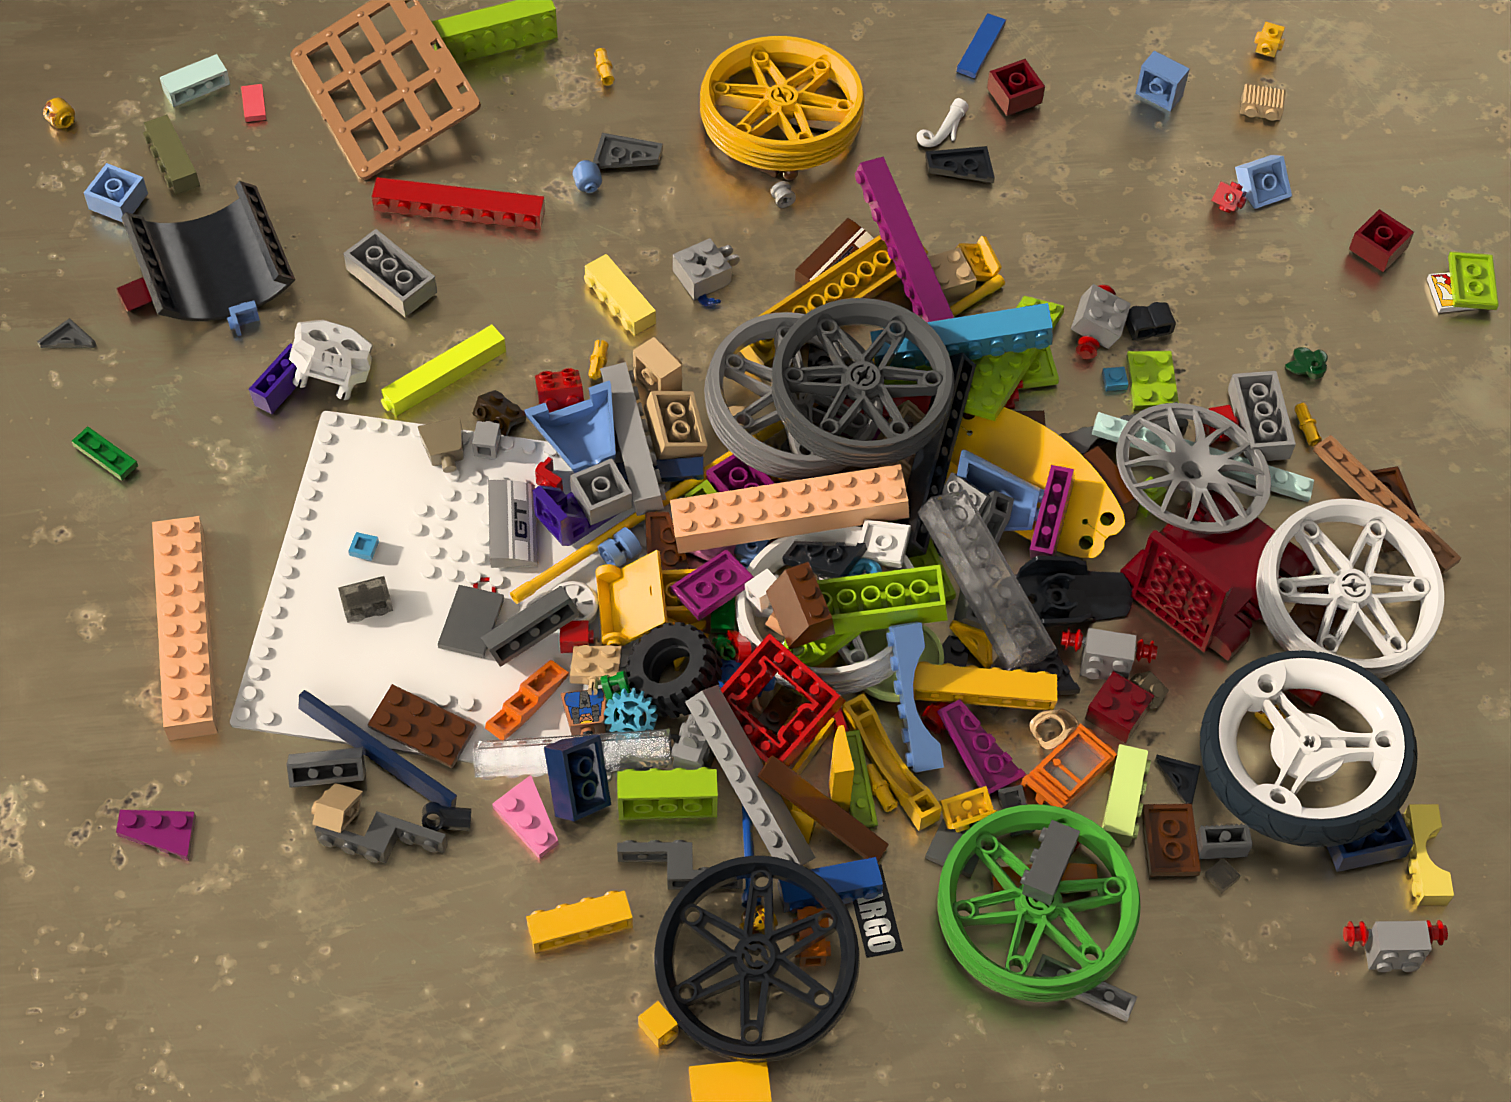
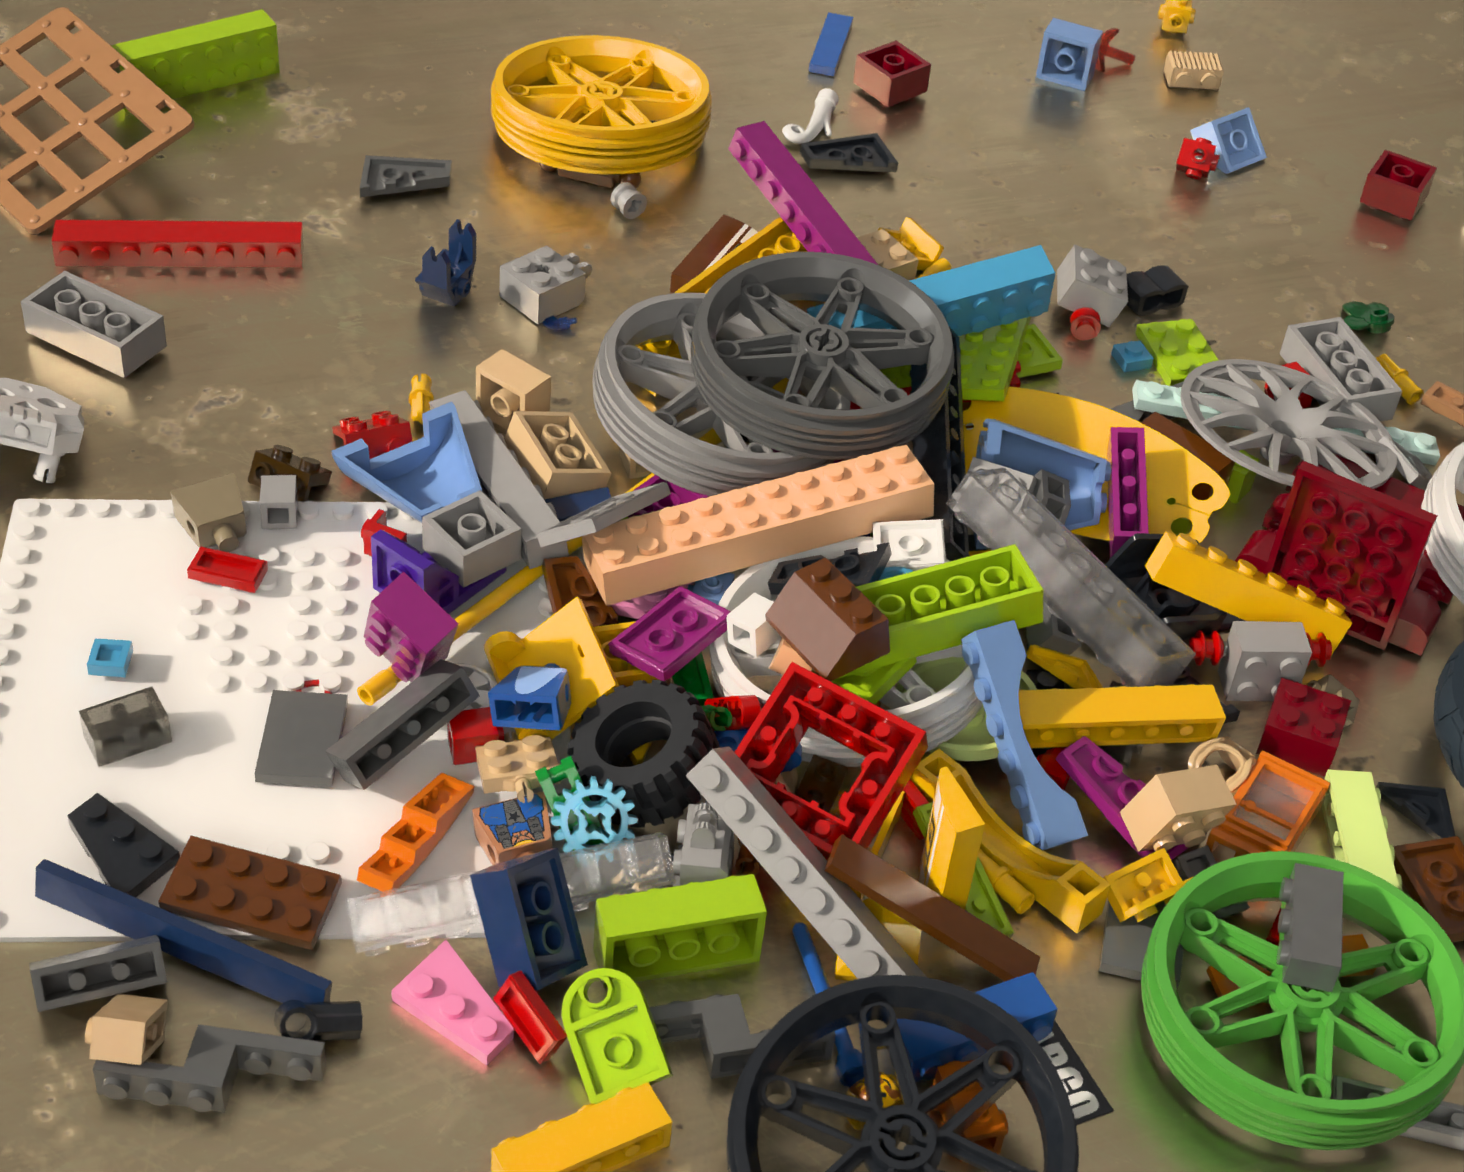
camera: 15 degrees left, 15 degrees down
(352, 683) = (121, 847): none -> black wing
(443, 370) = (193, 431): neon yellow brick -> none
(446, 487) = (227, 569): none -> red tile
(511, 524) = (335, 600): light grey slope -> none
(542, 566) = (408, 628): none -> magenta brick
(567, 836) = (530, 1017): none -> red tile
(587, 176) = (356, 201): medium blue head -> none
(604, 66) = (351, 92): yellow pin -> none
(611, 859) = (613, 1038): none -> lime tile
(613, 621) = (531, 698): none -> blue torso
(619, 548) = (515, 610): medium blue wheel -> none
(620, 295) = (435, 323): light yellow brick -> none
(640, 250) = (450, 272): none -> dark blue piece
(687, 490) = (603, 514): none -> light grey tile
(1002, 762) = (1178, 808): none -> tan brick
(1109, 605) = (1242, 589): none -> yellow brick
(1195, 73) = (1106, 50): none -> clear red plant
(1279, 505) = (1409, 464): none -> light grey tile

